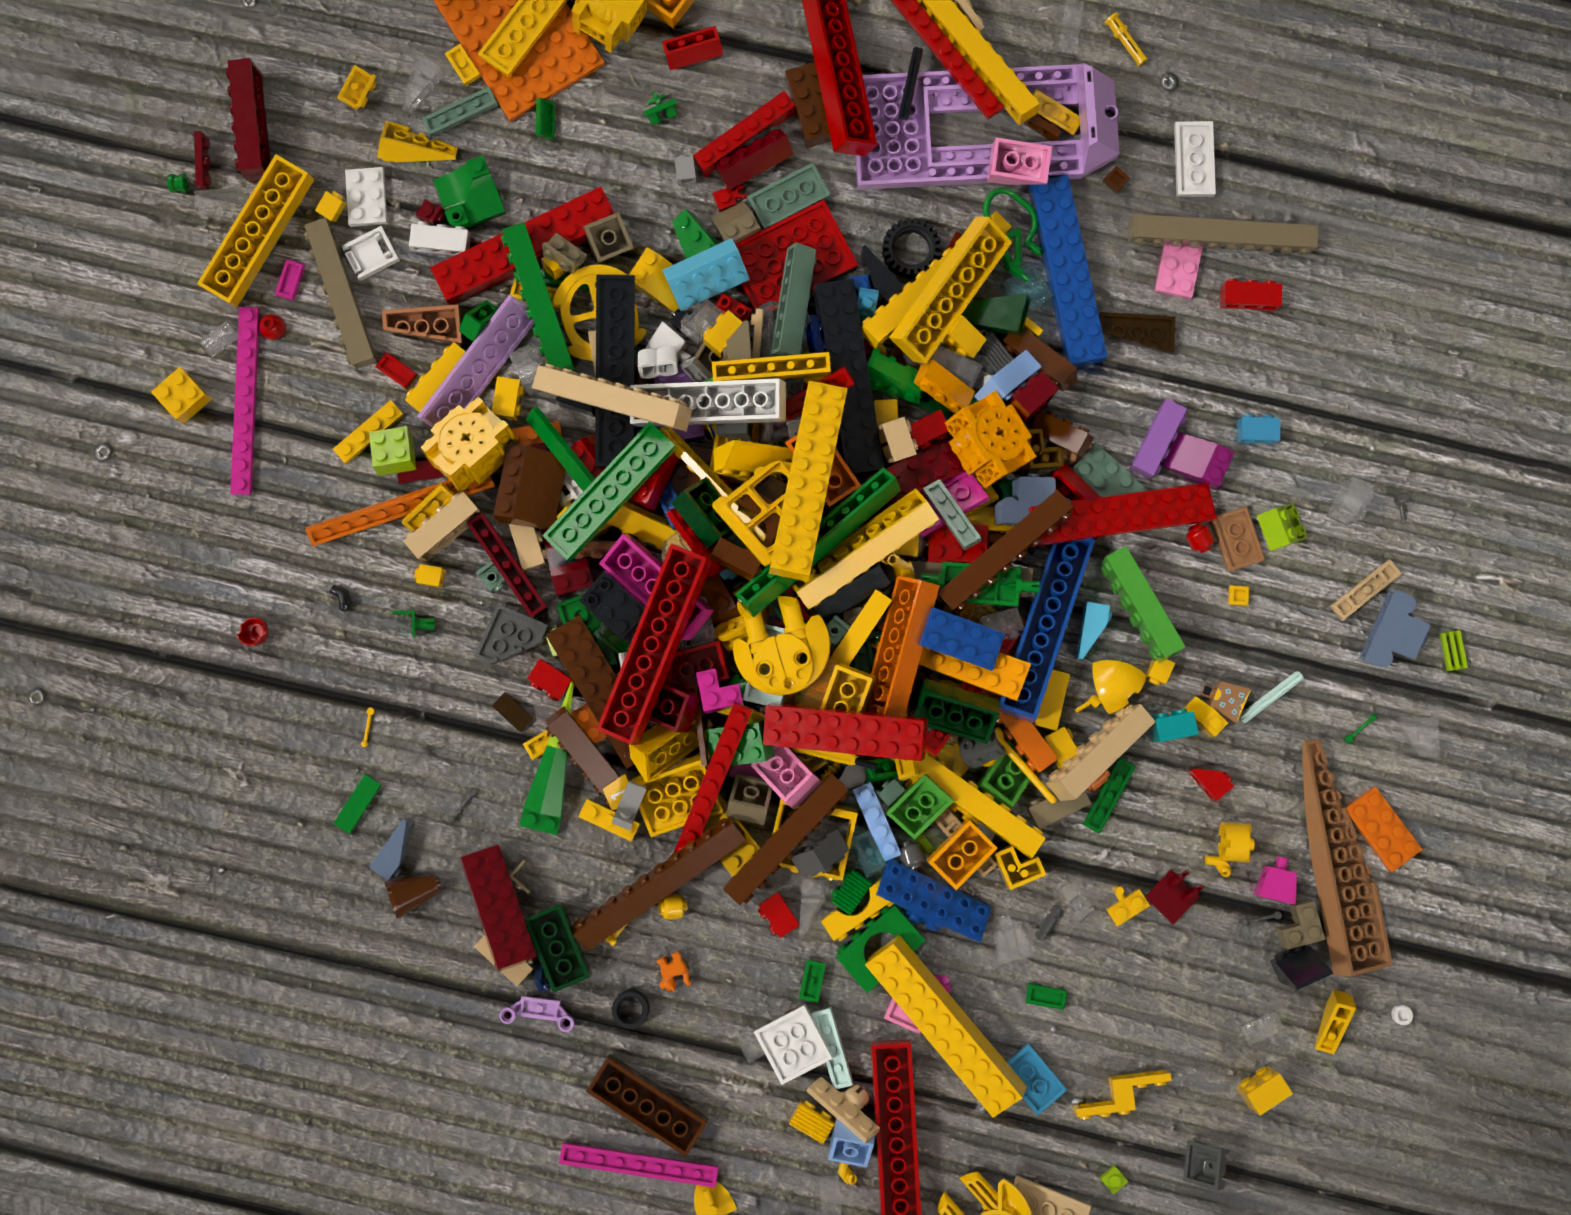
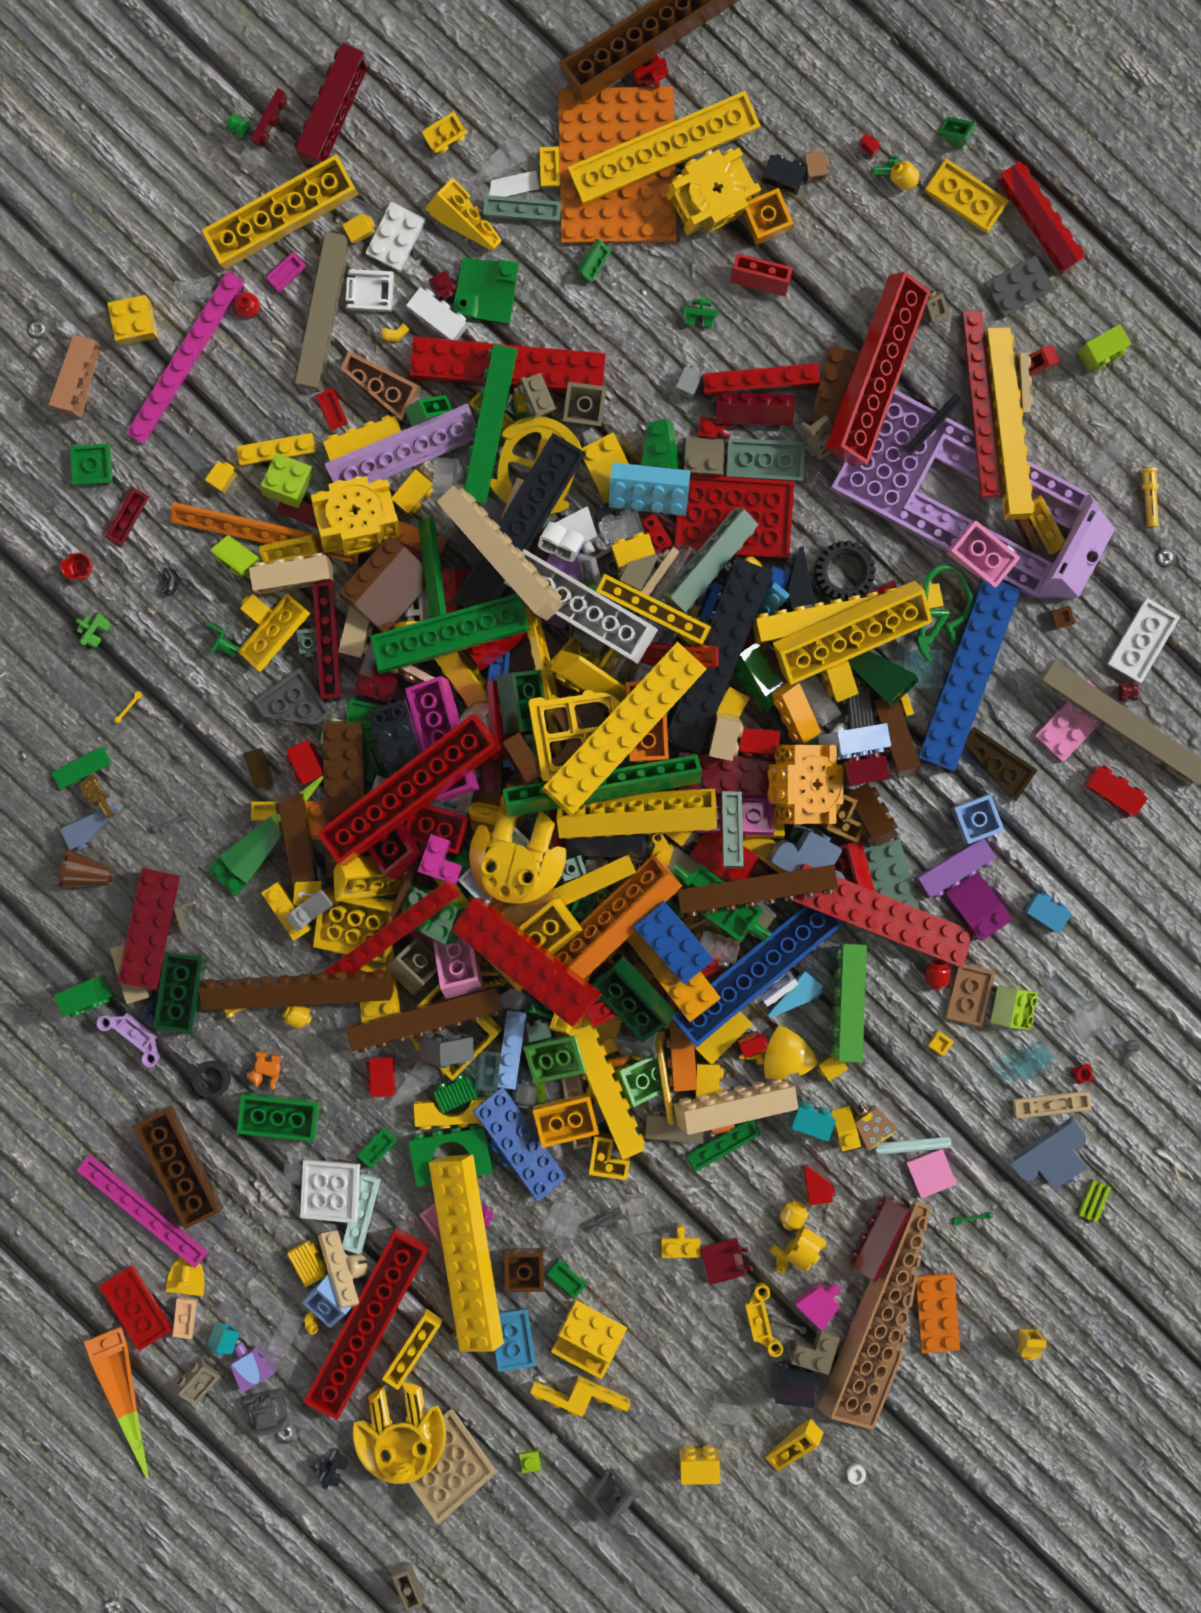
camera: 30 degrees right, 5 degrees up
(159, 471) = (75, 377): none -> nougat wedge
(215, 537) = (91, 464): none -> green plate
(270, 564) = (125, 515): none -> dark red slope
(297, 686) = (88, 636): none -> bright green hips
(334, 481) = (221, 476): none -> yellow brick
(382, 819) = (93, 793): none -> pearl gold piece
(385, 540) = (237, 556): none -> lime slope
(412, 278) = (394, 335): none -> yellow arm
(441, 96) = (514, 184): none -> white sticker
(457, 586) = (273, 632): none -> yellow plate
(475, 1001) = (84, 997): none -> green brick
(709, 1005) = (279, 1116): none -> green brick
(821, 150) = (817, 437): none -> dark tan bracket
(950, 1142) = (412, 1349): none -> yellow brick
(977, 774) = (619, 1061): none -> orange arm
(1005, 1010) = (524, 1269): none -> reddish brown brick
(1073, 630) = (778, 988): none -> white plate
(1080, 691) = (752, 1044): none -> red brick
(1097, 1028) = (591, 1331): none -> yellow brick
(1100, 1057) = (580, 1358): none -> yellow plate
(1151, 386) = (977, 819): none -> light blue brick
(1207, 819) = (793, 1215): none -> yellow head
(1209, 207) = (1128, 692): none -> dark red wheel
(1235, 930) = (759, 1320): none -> yellow plate
(1293, 792) = (880, 1237): none -> dark red slope
(1301, 711) = (931, 1173): none -> bright pink tile
(1326, 562) = (1032, 1061): none -> clear light blue brick
(1380, 548) = (1087, 1077): none -> red plate
(1479, 806) = (1030, 1343): none -> yellow arch

